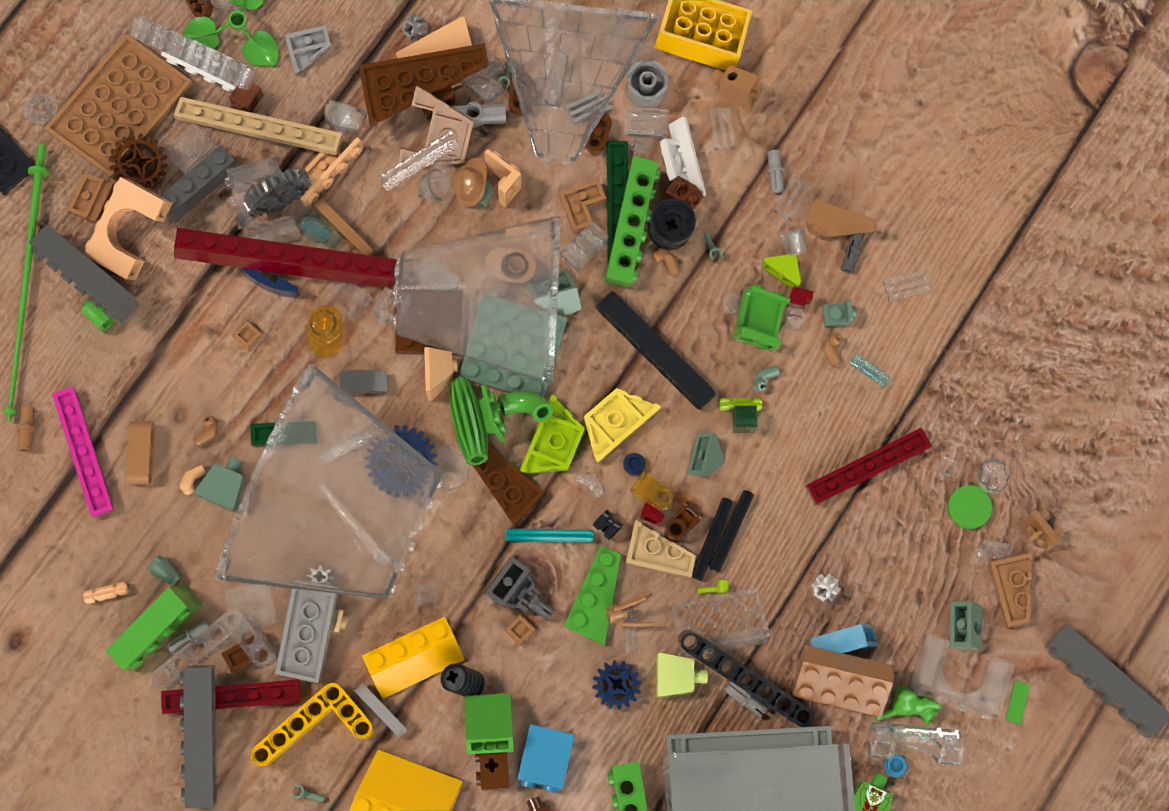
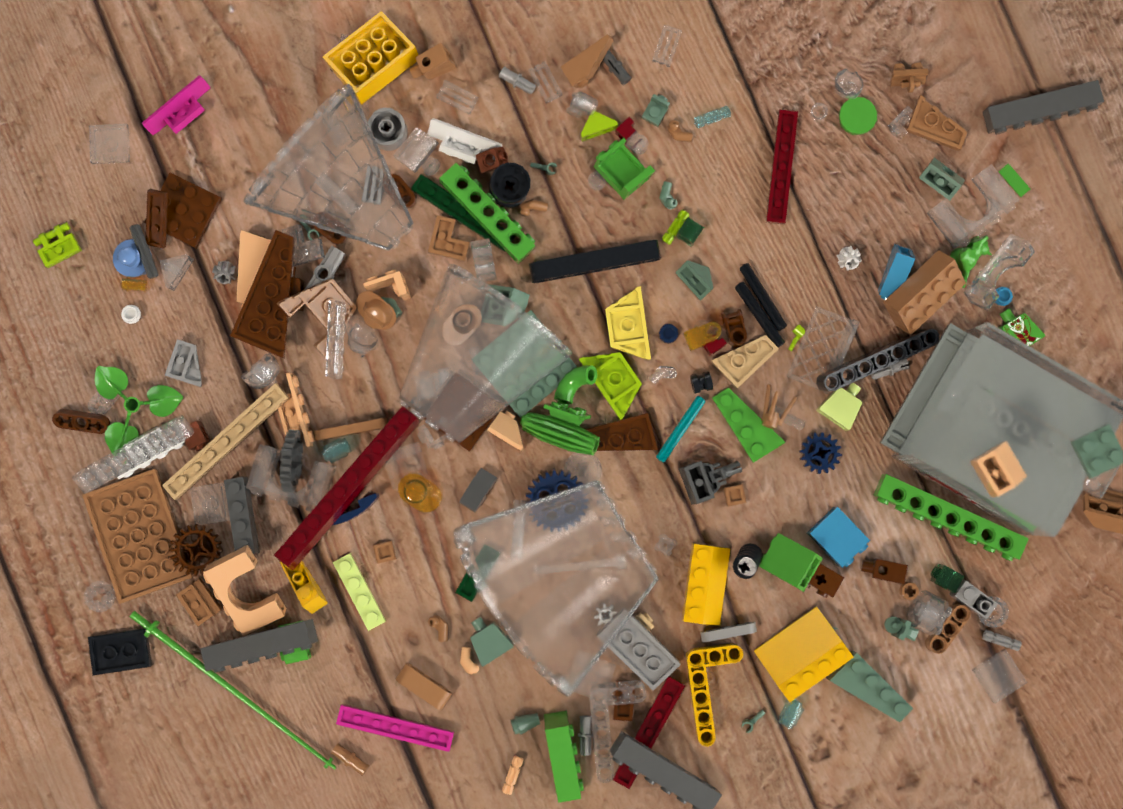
camera: 45 degrees left, 10 degrees up
(166, 283) = (305, 587): none -> yellow slope
(194, 336) = (359, 591): none -> yellowish green plate

